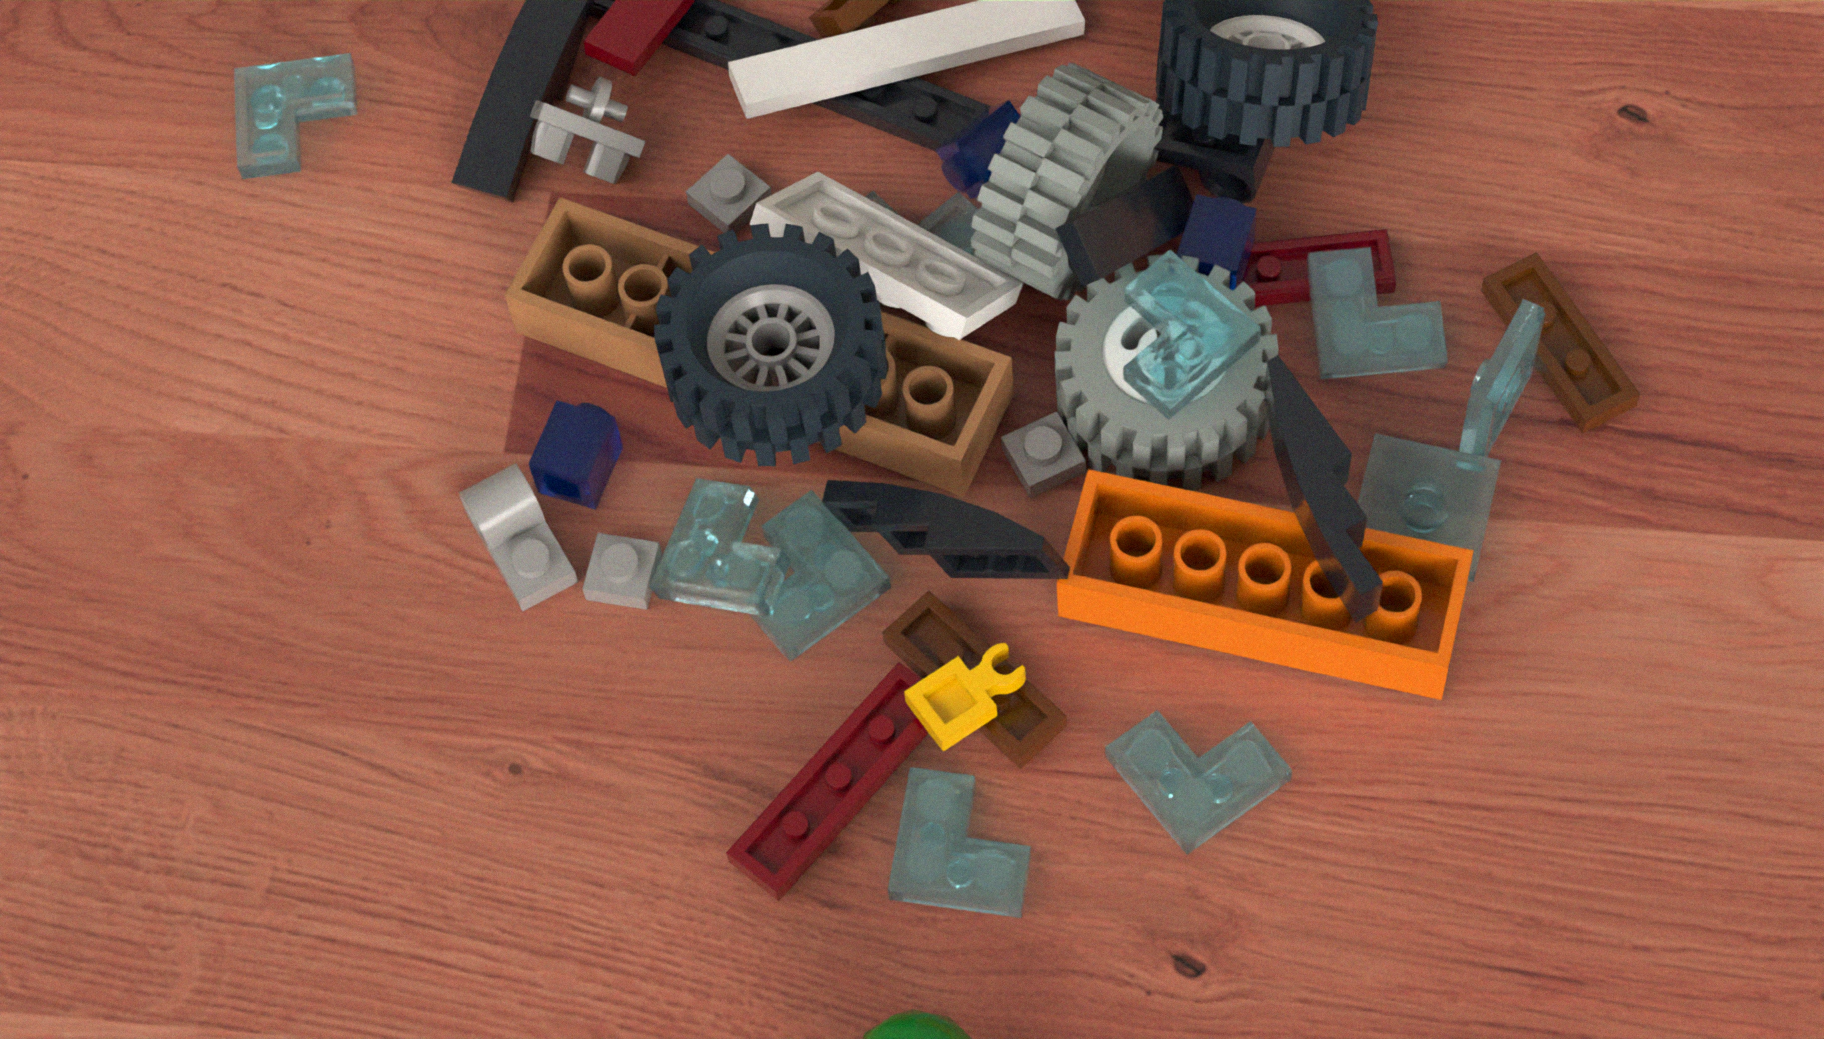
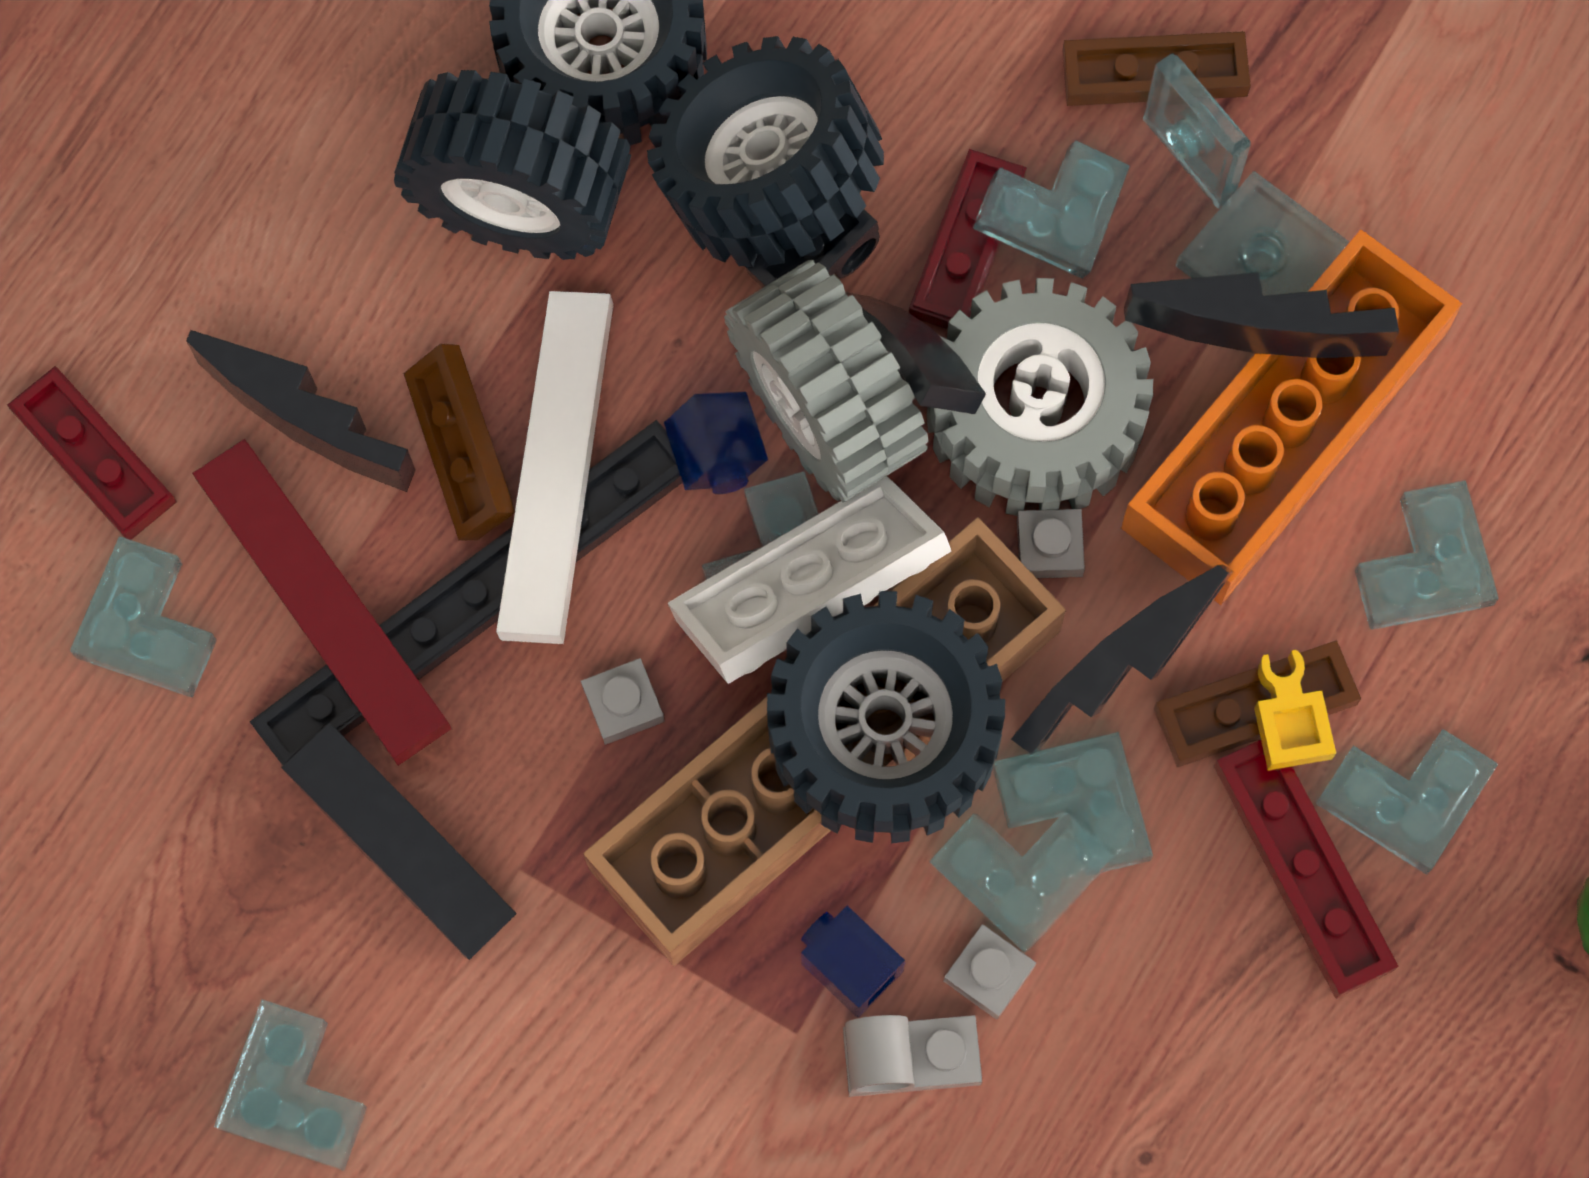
camera: 70 degrees left, 10 degrees up
(610, 147) = (489, 797): light grey hips -> none
(1197, 339) = (1048, 339): clear light blue plate -> none
(1219, 234) = (931, 286): clear blue brick -> none

